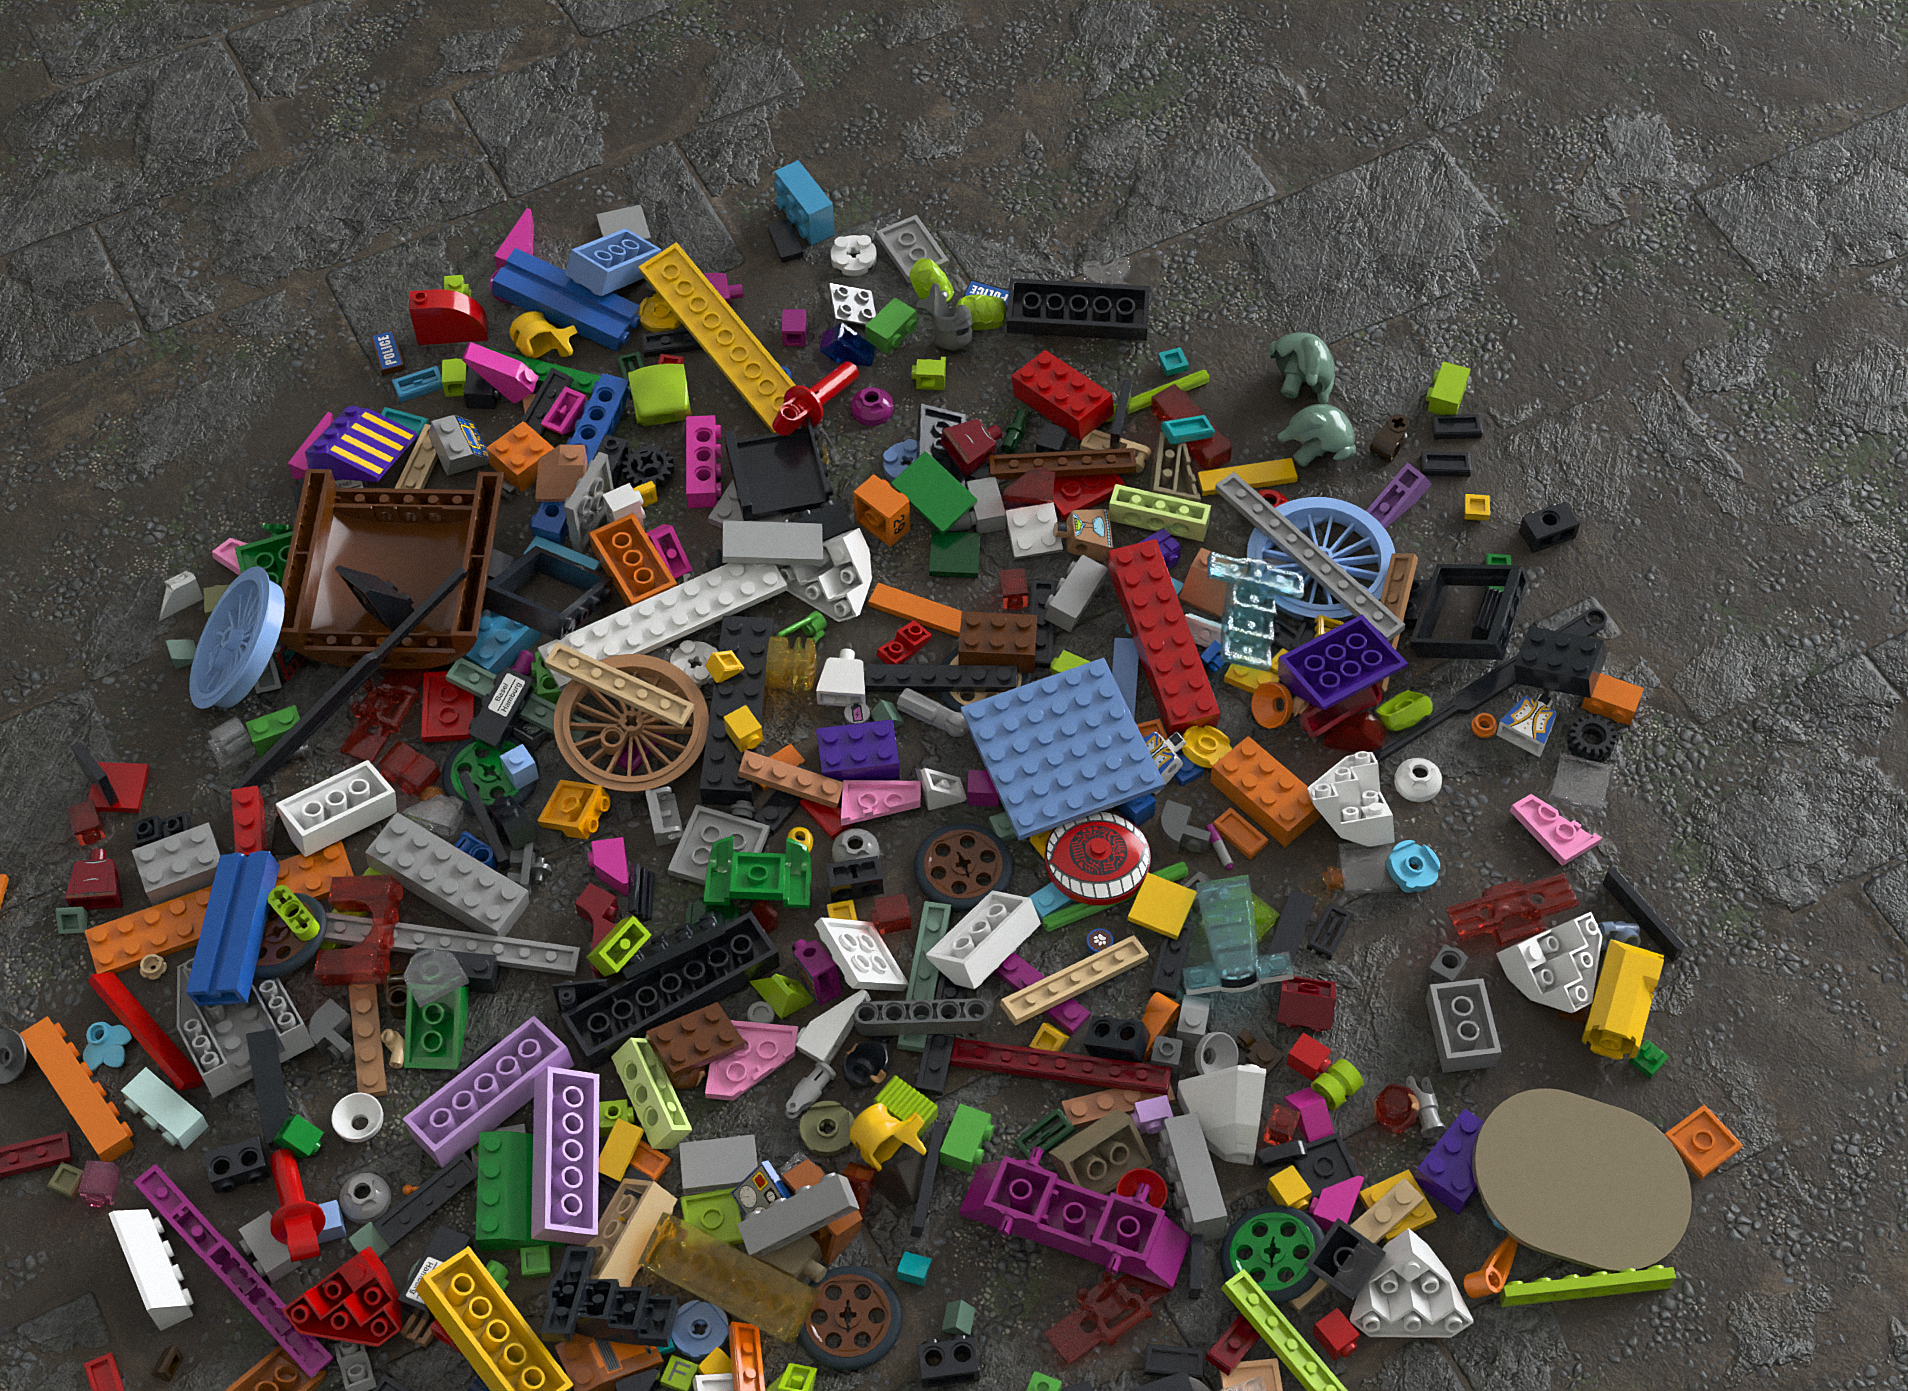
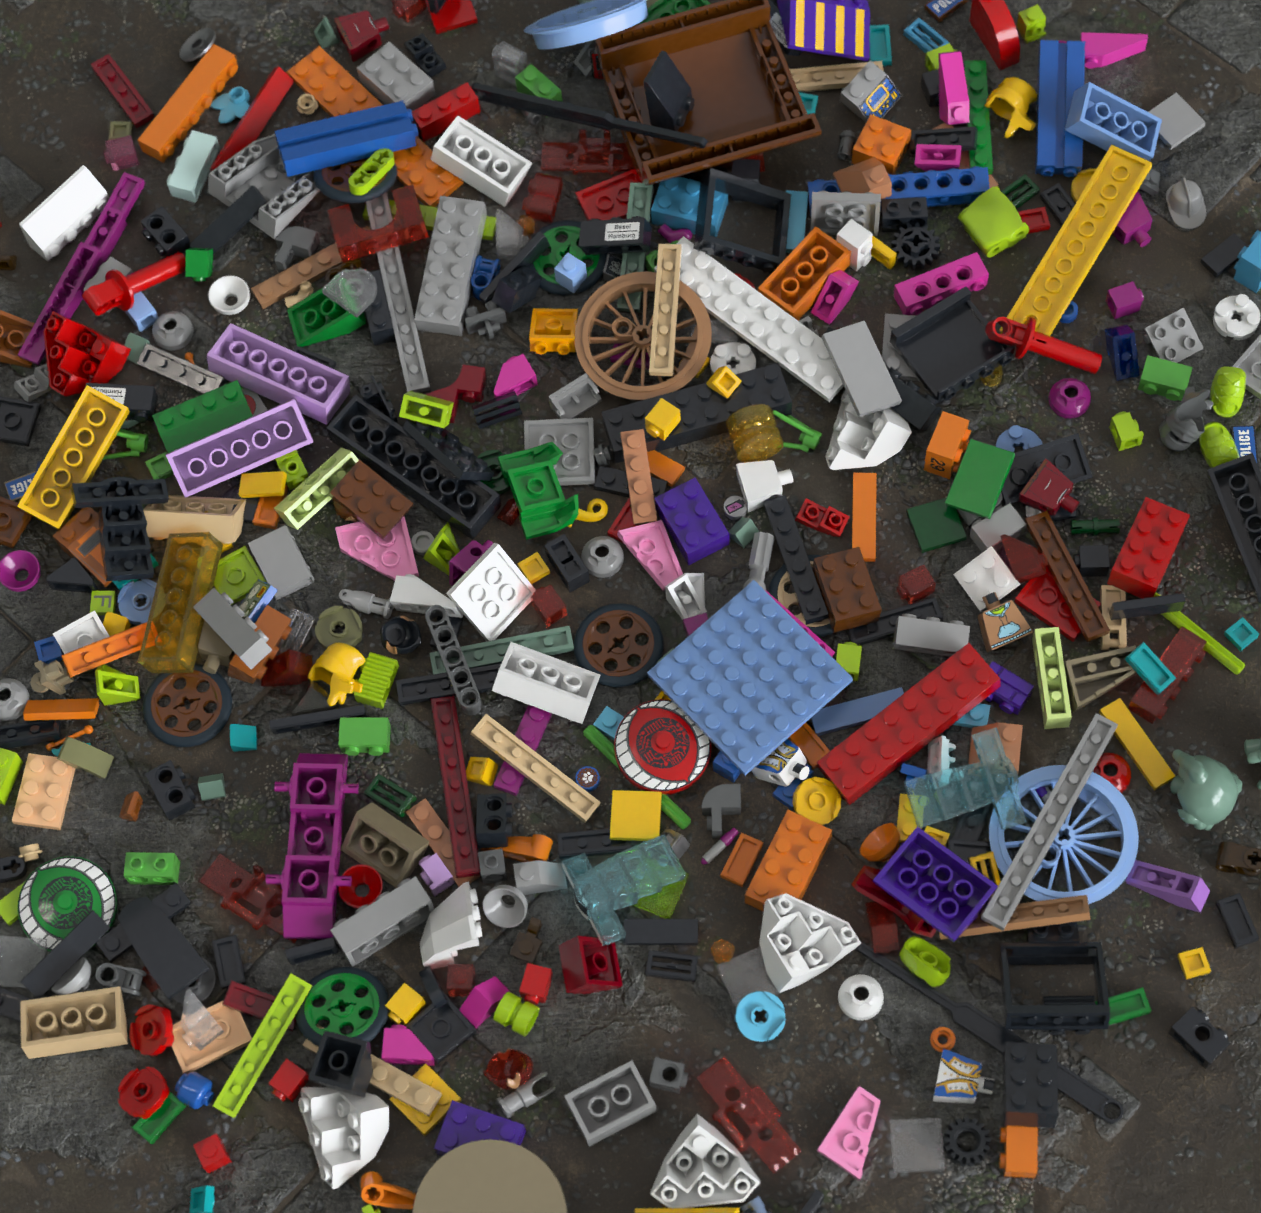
camera: 75 degrees right, 10 degrees up
(715, 250) = (1186, 204): none -> light grey piece

